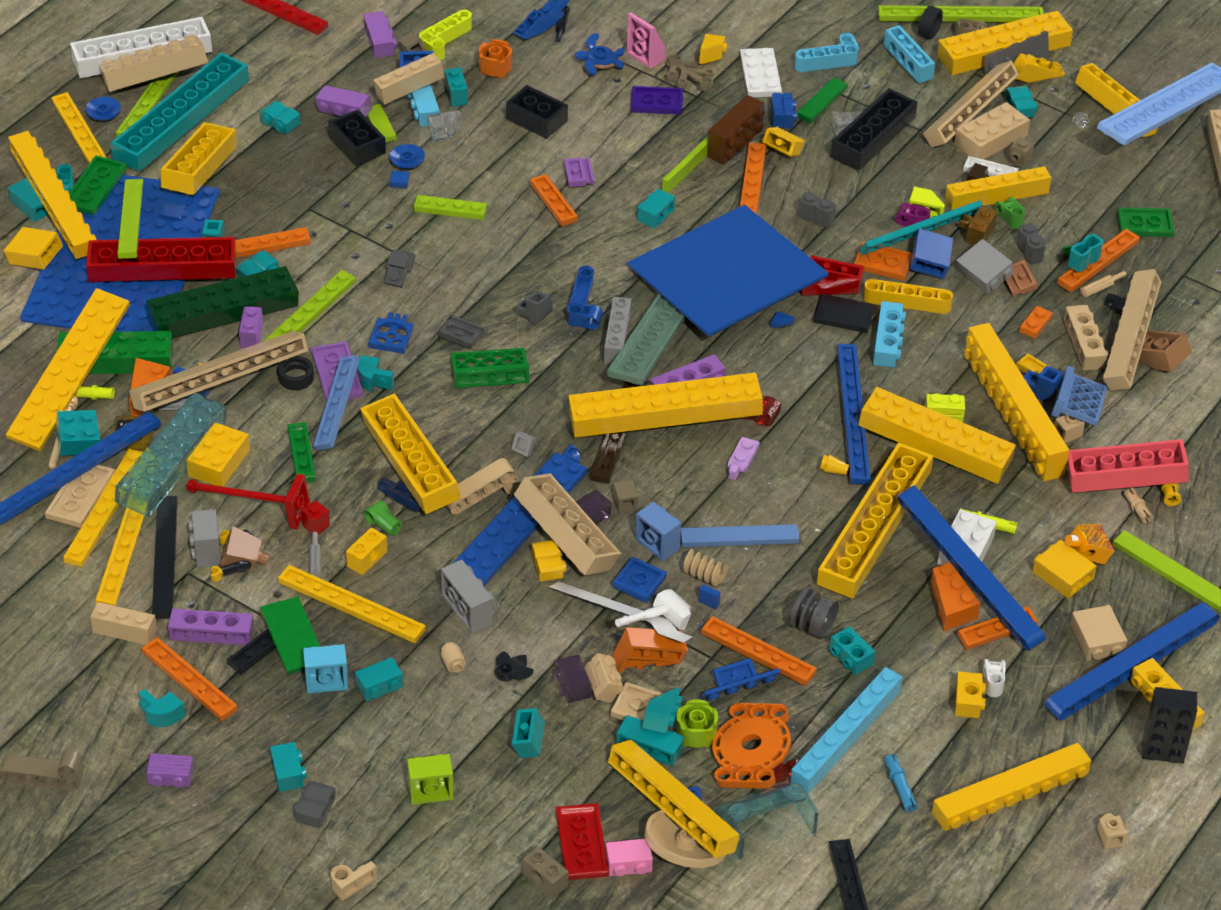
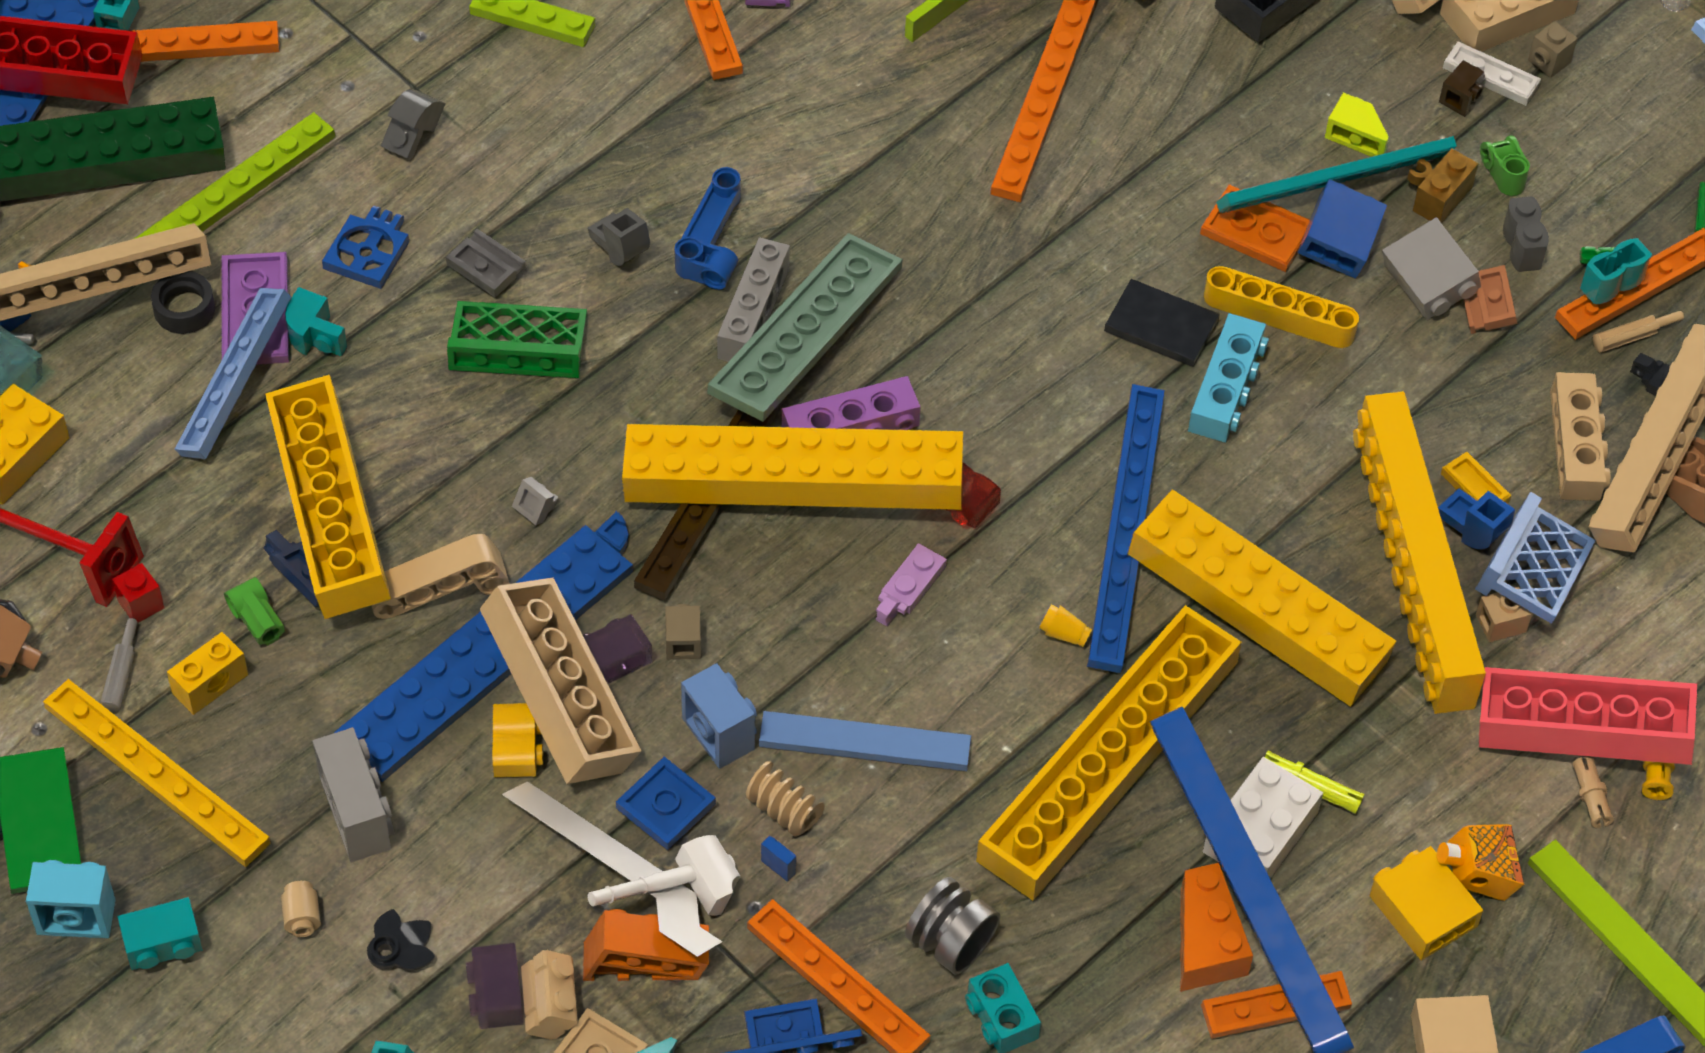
camera: 10 degrees right, 10 degrees up
(250, 326) = (129, 202): medium lavender brick -> none
(258, 263) = (176, 83): teal brick -> none
(301, 450) = (153, 458): green tile -> none
(656, 208) = (883, 69): teal brick -> none
(727, 270) = (972, 213): blue baseplate -> none
(781, 319) = (1047, 320): blue tile -> none
(816, 210) = (1161, 112): dark grey brick -> none
(842, 278) = (1152, 251): red wedge -> none
(912, 215) = (1329, 147): magenta piece -> none
(949, 405) = (1292, 541): neon yellow brick -> none
(999, 188) = (1494, 115): yellow brick -> none
(1036, 322) = (1498, 390): orange plate -> none

